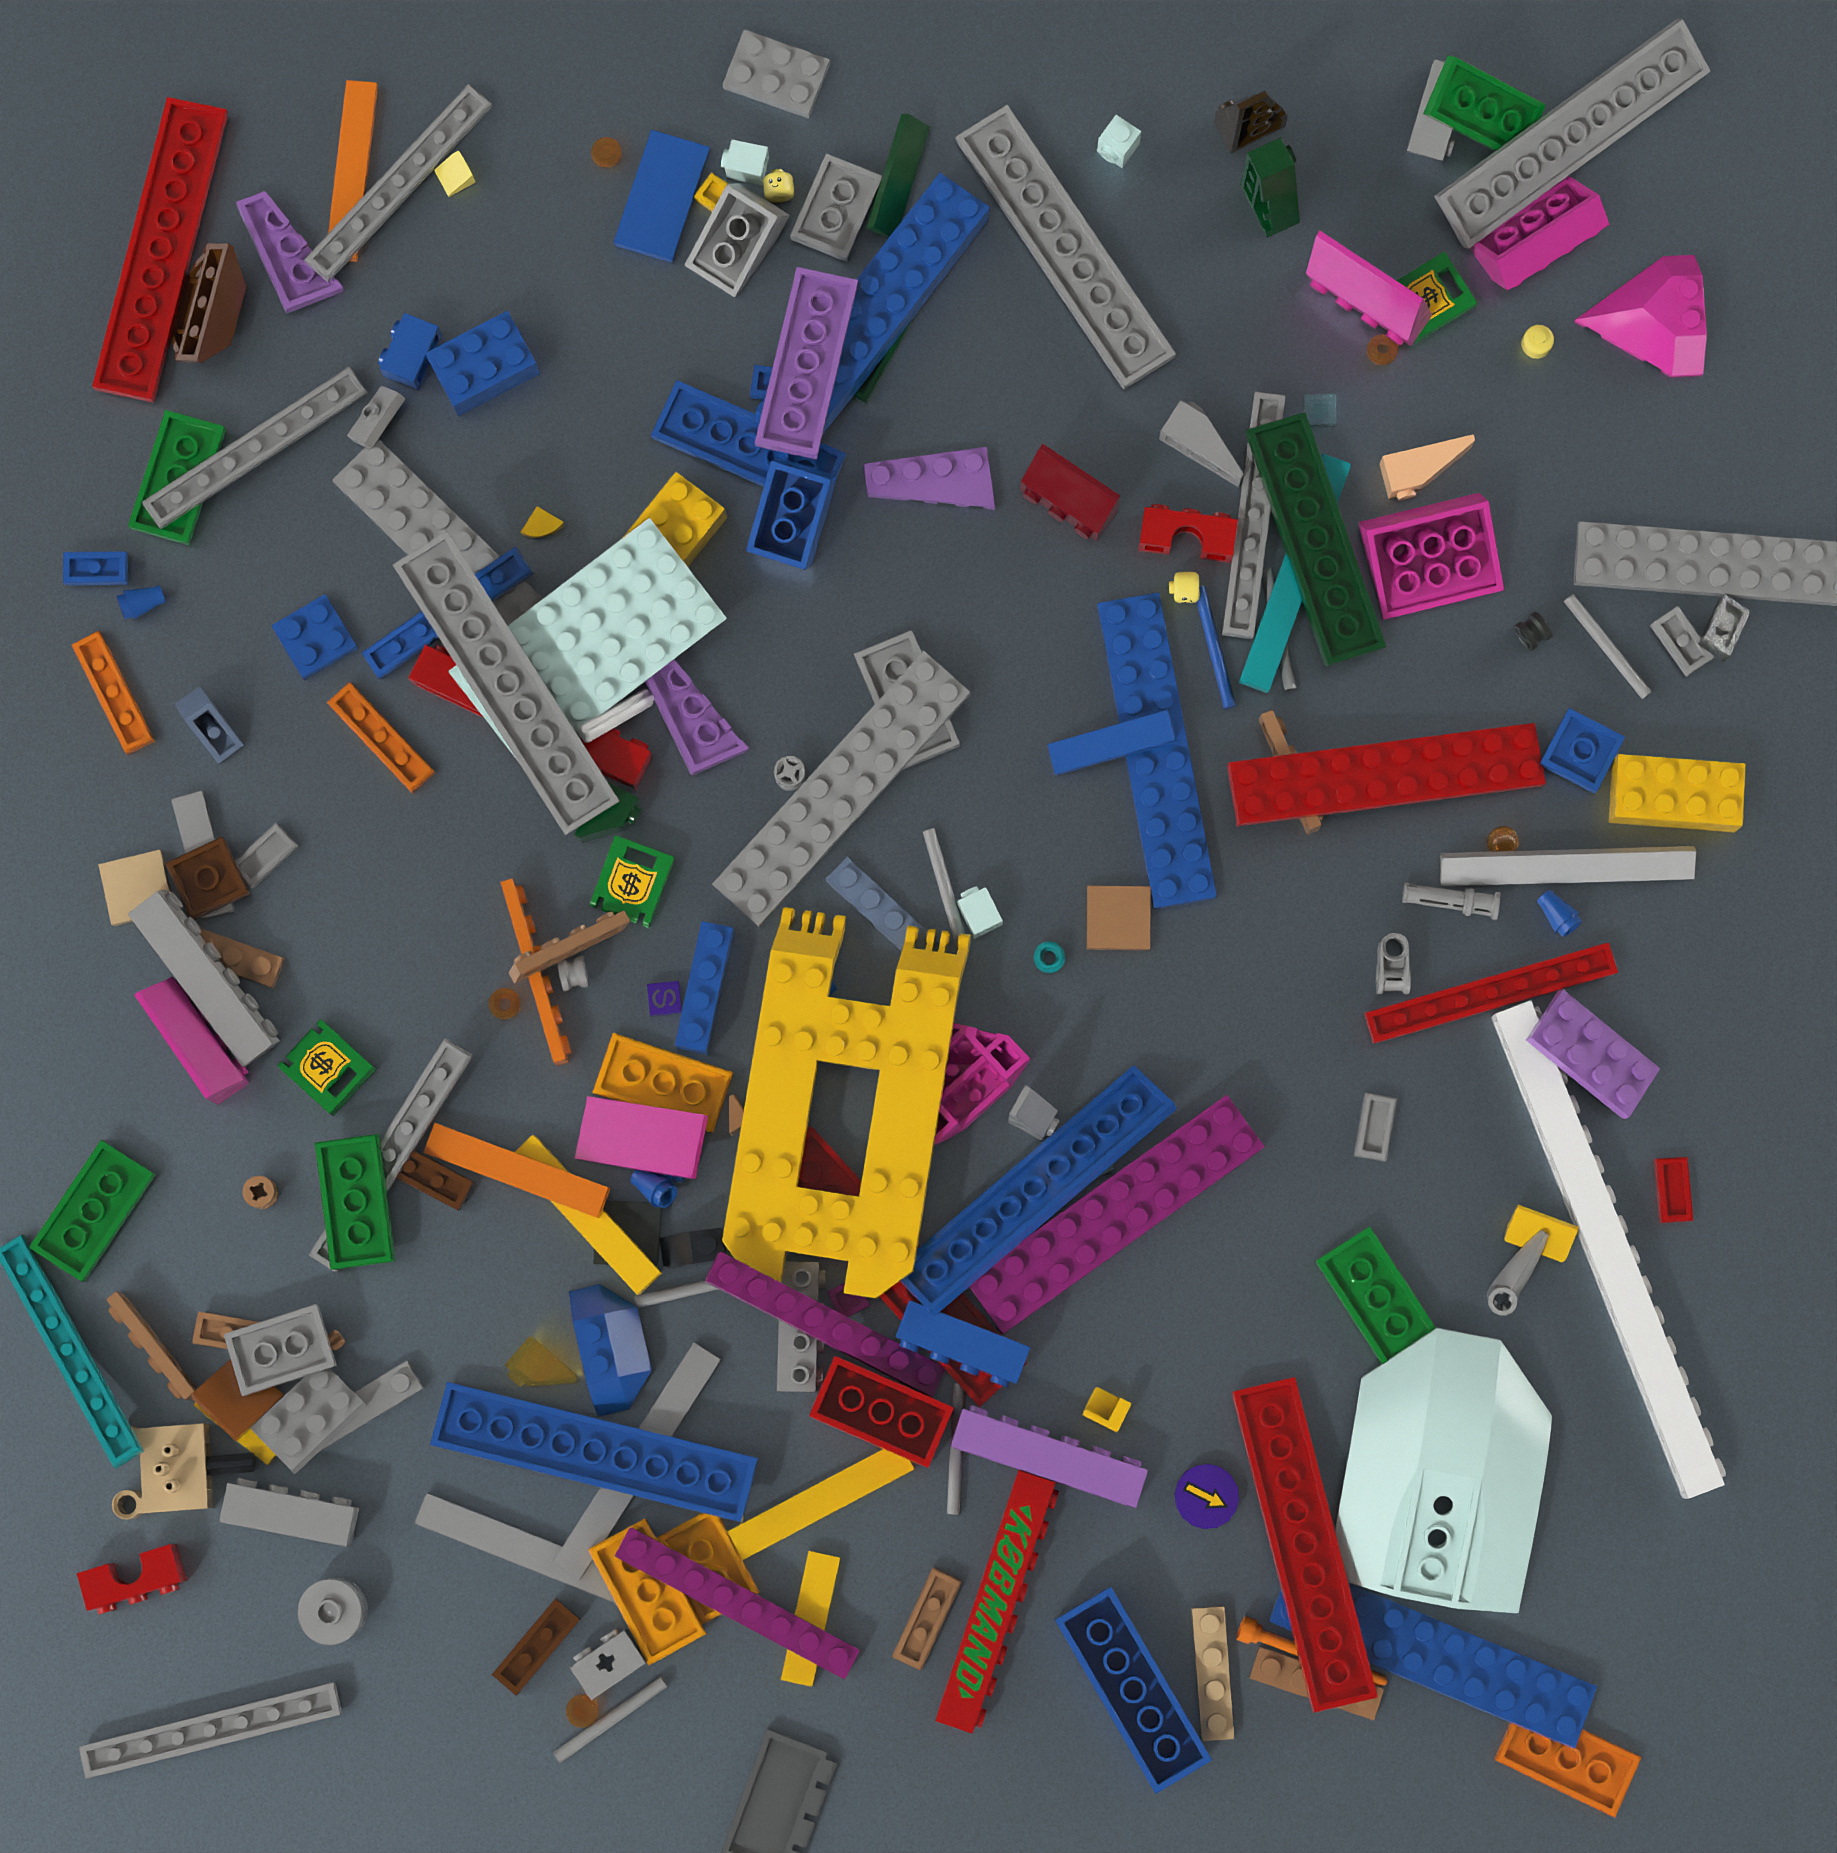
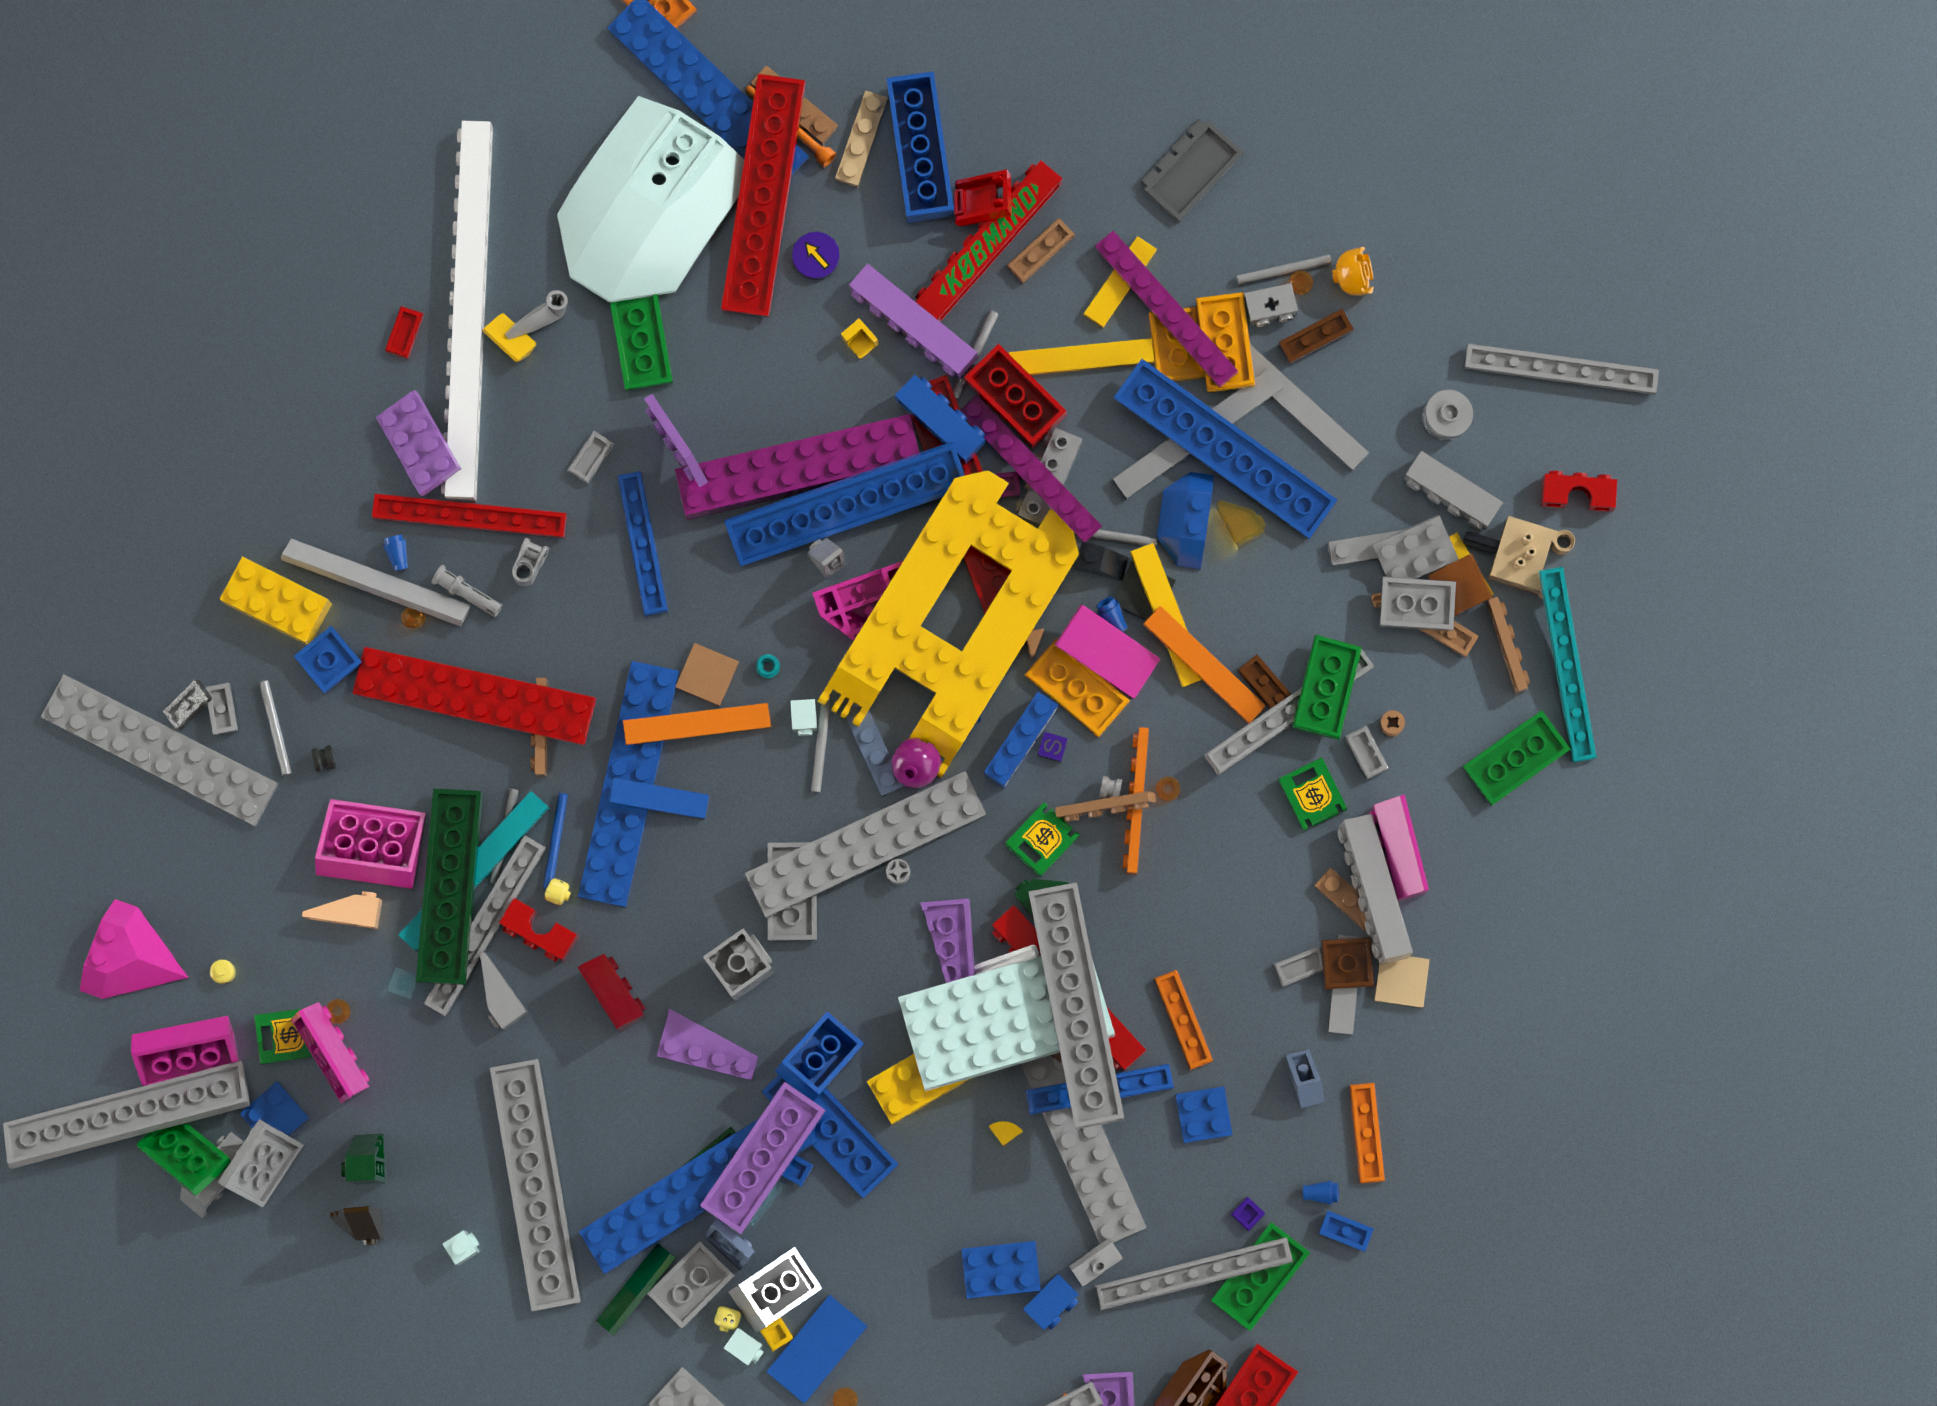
camera: 160 degrees left, 0 degrees up
(219, 544) = (1248, 1214): none -> dark purple tile
(278, 1144) = (1366, 752): none -> light grey plate
(518, 1748) = (1354, 272): none -> light orange cylinder
(792, 259) = (728, 1243): none -> sand blue plate
(820, 906) = (915, 763): none -> magenta cylinder
(931, 580) = (740, 963): none -> light grey brick
(1030, 1651) = (978, 199): none -> red container
(1104, 850) = (696, 724): none -> orange tile
(1265, 1046) = (642, 543): none -> blue tile
(1277, 1176) = (674, 441): none -> medium lavender plate
(1391, 134) = (260, 1163): none -> light grey plate
(1401, 205) = (276, 1109): none -> blue plate

